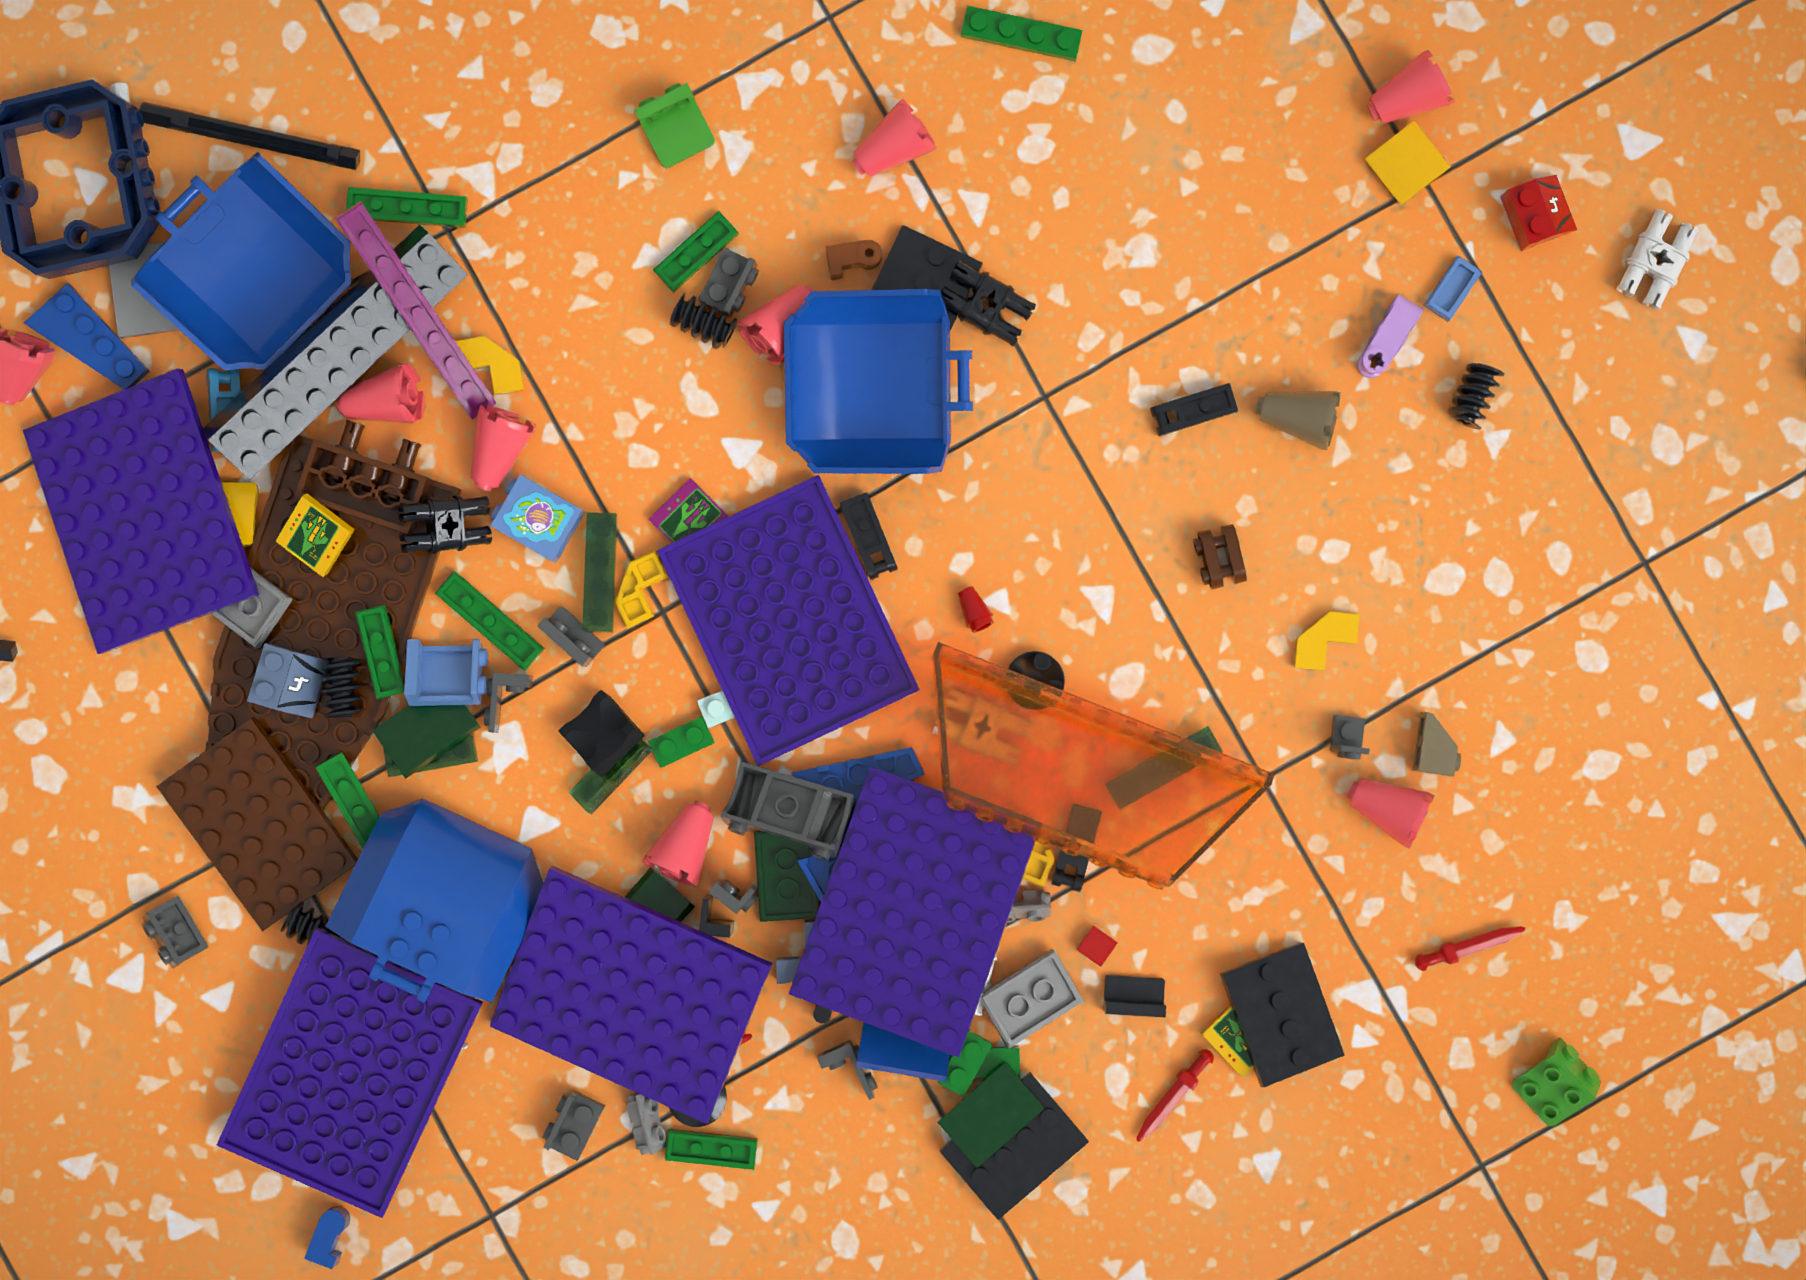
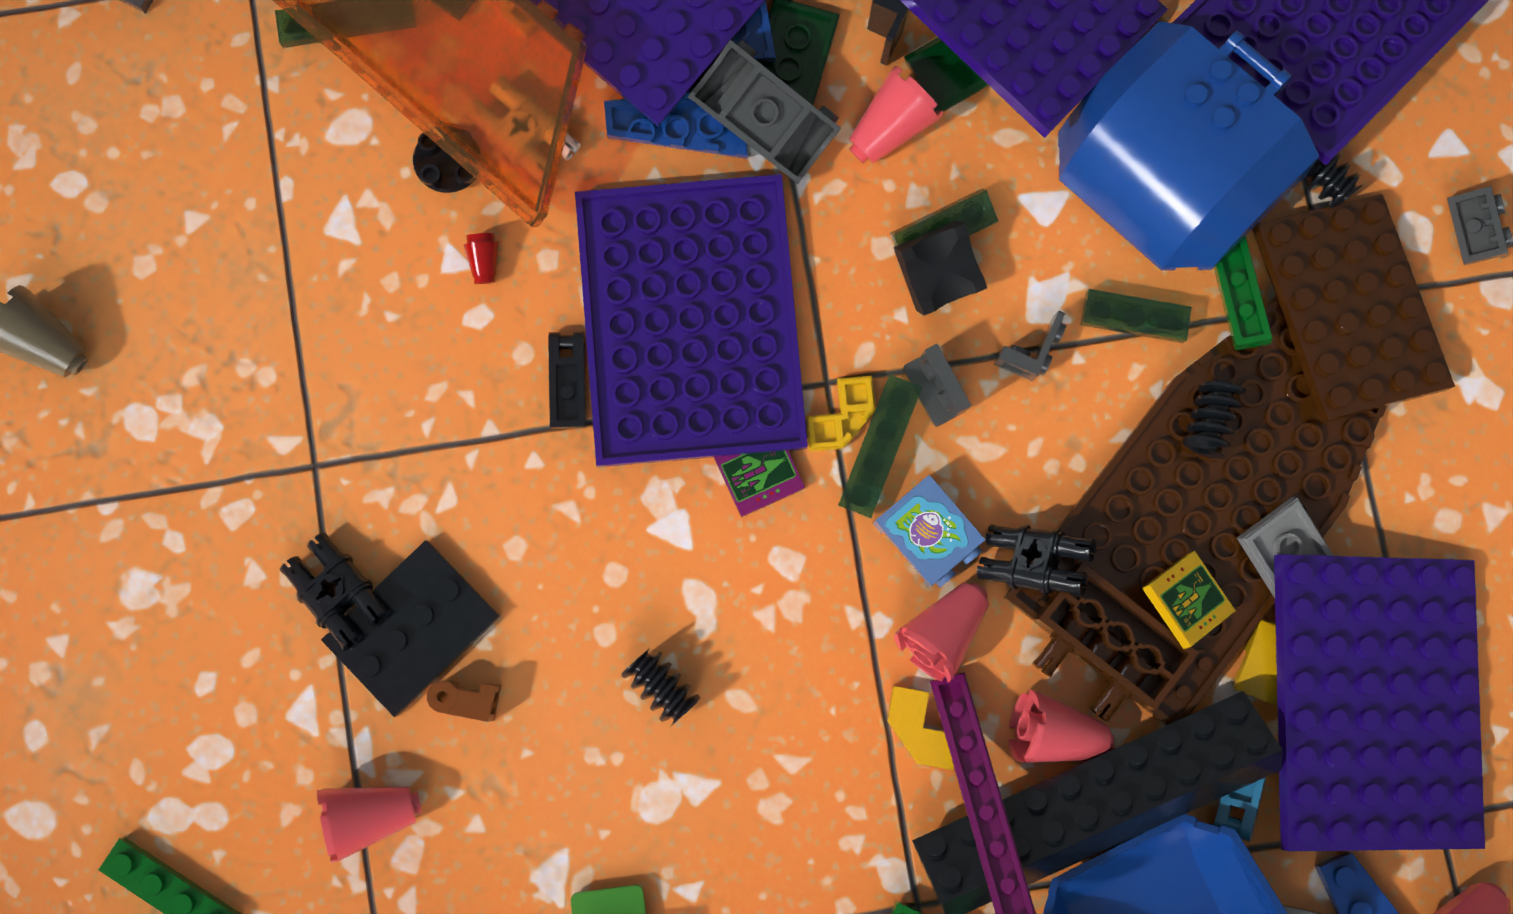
camera: 165 degrees left, 5 degrees down
(288, 681) = (1272, 447): sand blue slope -> none
(380, 651) = (1155, 444): green tile -> none
(423, 734) = (1133, 342): dark green tile -> none
(445, 674) = (1091, 395): medium blue panel -> none
(489, 620) = (1021, 440): green tile -> none
(681, 742) = (855, 233): green plate -> none
(696, 251) = (641, 774): green tile -> none
(715, 709) = (806, 254): light aqua plate -> none
(727, 894) = (859, 37): dark grey bracket -> none
(728, 282) = (616, 723): dark grey bracket -> none
(765, 326) = (575, 652): coral cone -> none
(872, 381) = (493, 540): blue windscreen -> none
(1195, 409) = (152, 387): black plate -> none
(1212, 572) = (202, 228): reddish brown brick -> none
(1312, 644) = (134, 91): yellow tile -> none

